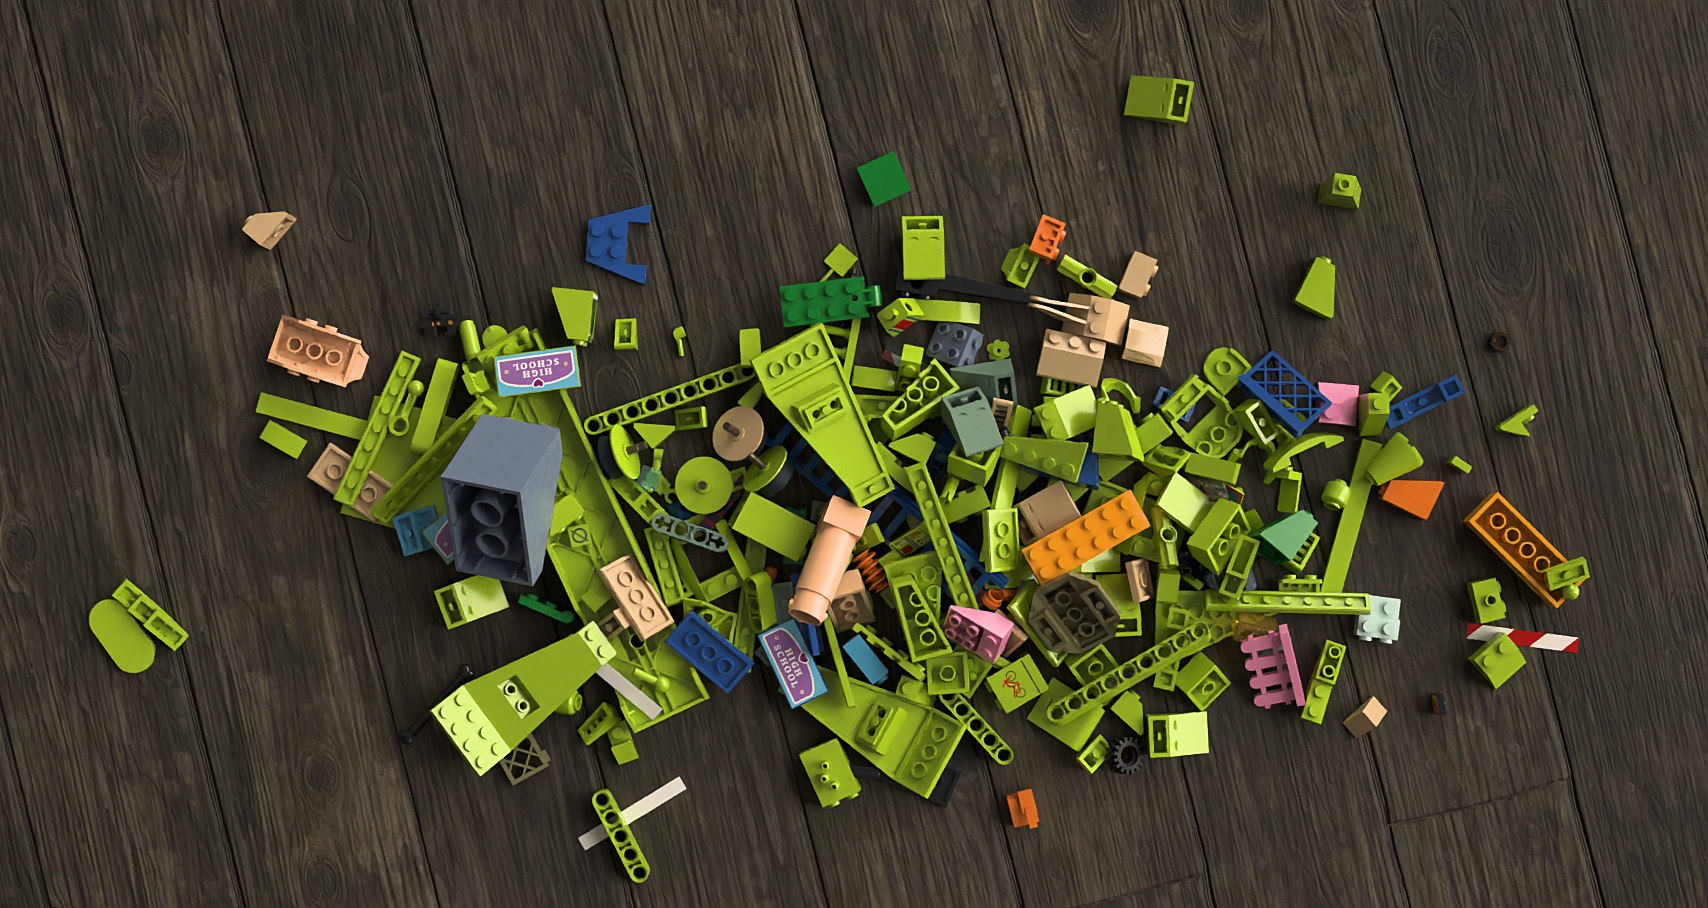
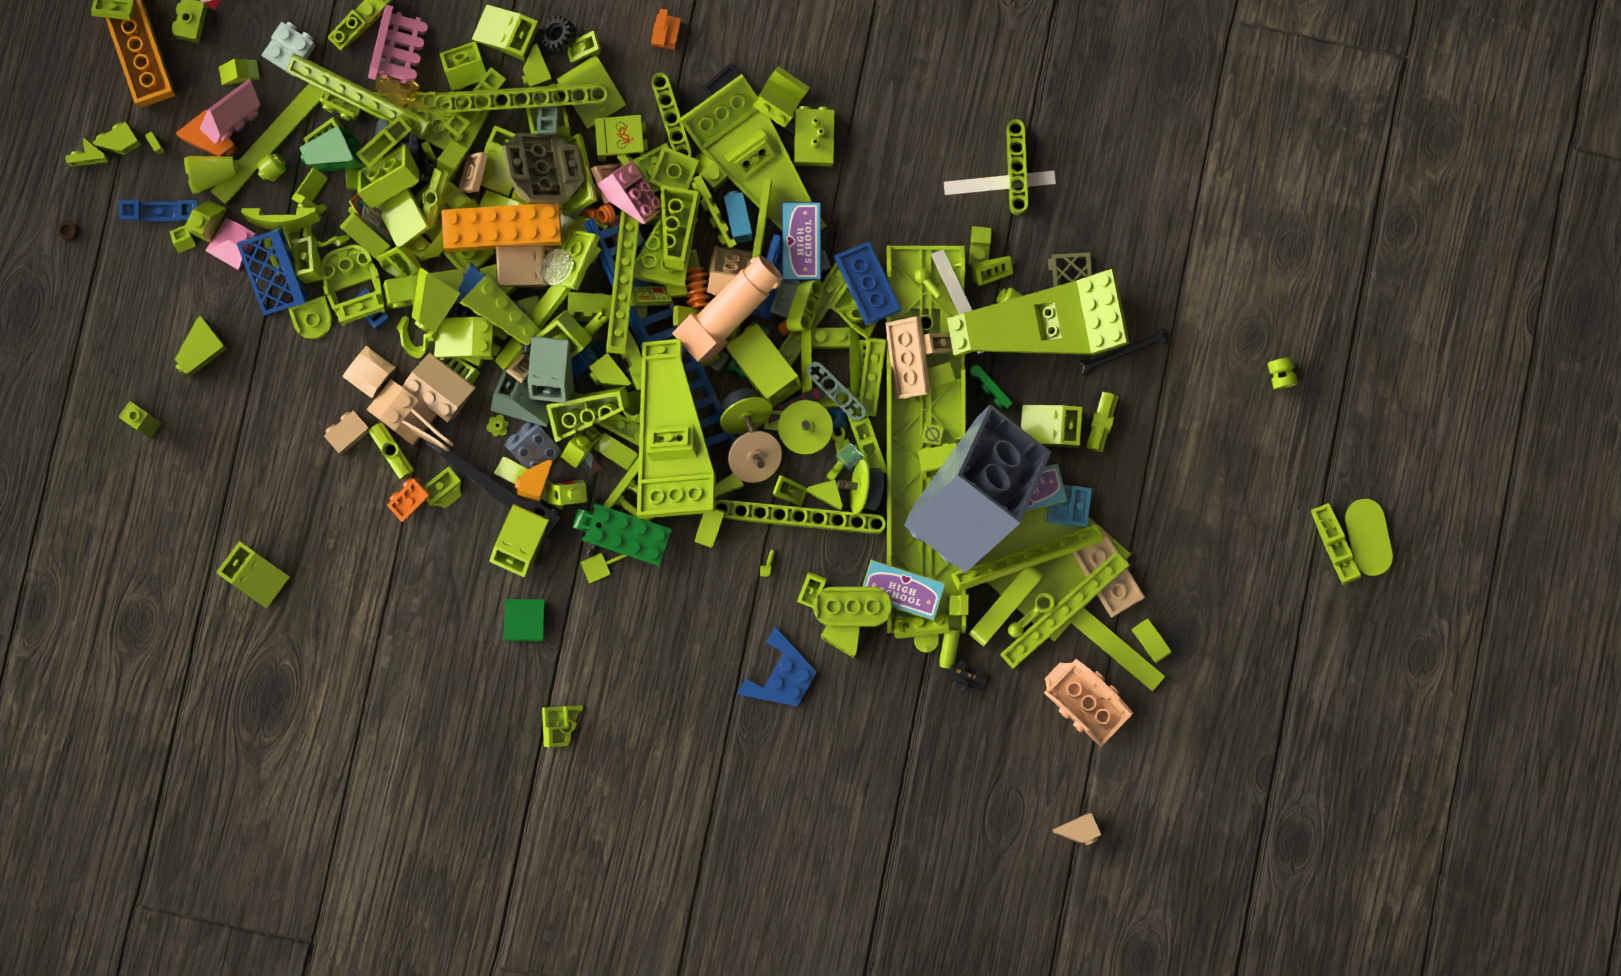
camera: 155 degrees left, 5 degrees down
(278, 760) = (1282, 366): none -> lime wheel
(425, 626) = (1102, 422): none -> lime piece
(575, 332) = (852, 606): none -> lime tile
(803, 97) = (558, 724): none -> lime slope
(880, 795) = (780, 96): none -> lime panel
(936, 310) = (533, 481): none -> light orange slope
(1014, 524) = (556, 266): none -> clear wheel
(1092, 663) = (547, 120): none -> sand green slope
(1400, 526) = (231, 113): none -> bright pink slope
(1413, 573) = (238, 71): none -> lime slope
(1493, 452) = (119, 140): none -> lime slope

